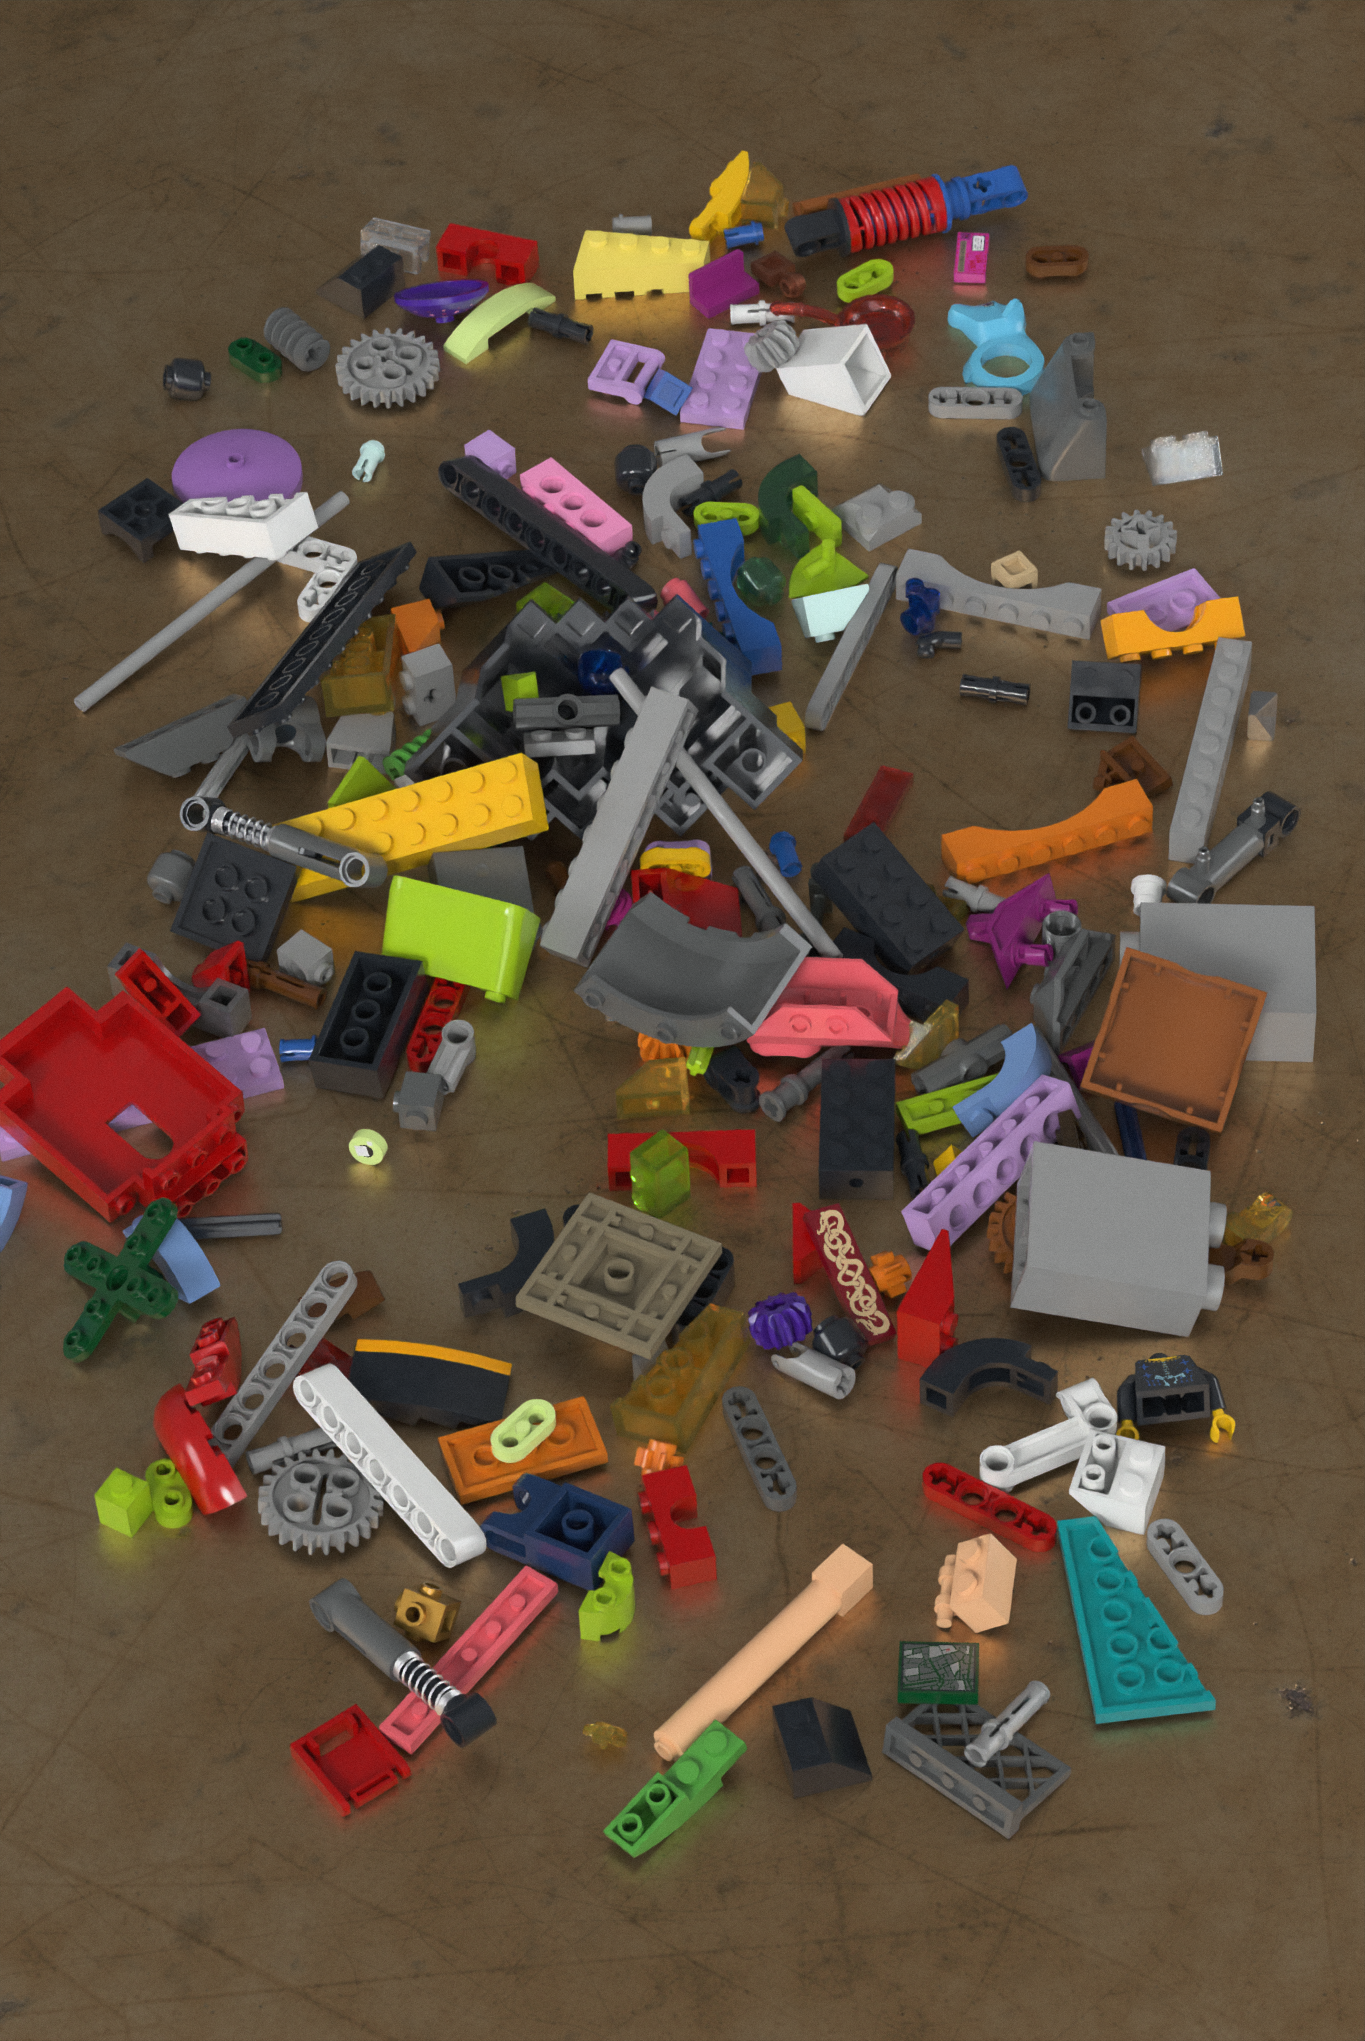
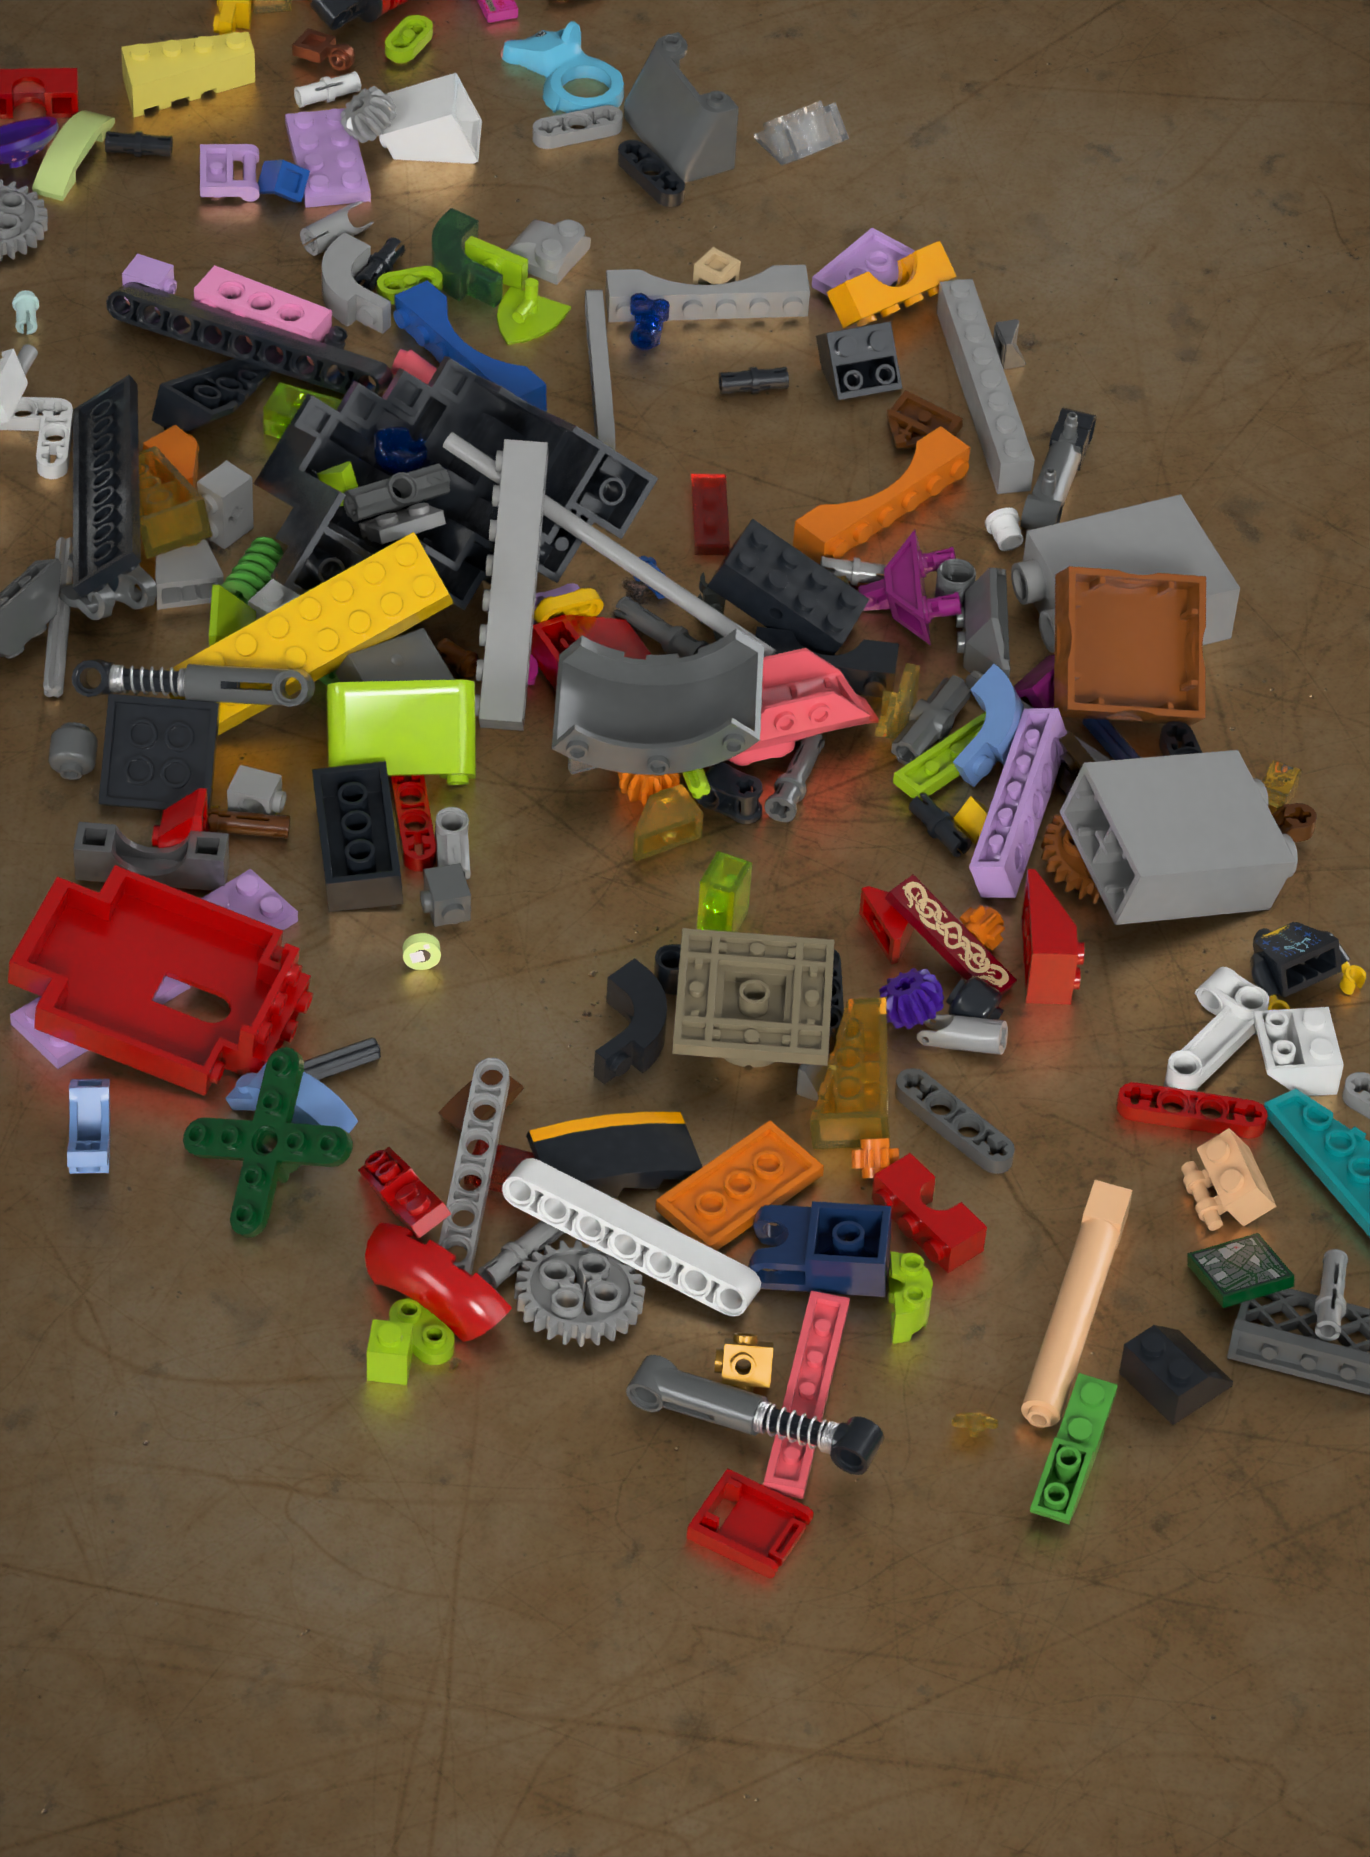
camera: 30 degrees left, 0 degrees up
(156, 993) = (151, 856): red slope -> none
(296, 1049) = (300, 879): blue pin -> none
(520, 1432) = (736, 1174): yellowish green plate -> none
(634, 468) = (297, 259): black head -> none
(635, 225) = (153, 34): light grey pin -> none
(721, 284) = (274, 72): magenta panel -> none
(721, 1153) = (775, 870): red arch -> none
(744, 235) = (267, 21): blue pin -> none
(761, 581) = (481, 332): clear green head -> none
(828, 612) = (560, 346): light aqua slope -> none
(857, 1129) = (874, 806): black brick -> none
(885, 315) = (426, 66): clear red piece -> none
(938, 639) = (673, 348): black arm -> none
(983, 1365) = (1119, 982): black arch -> none
(1140, 540) = (807, 214): light grey gear -> none

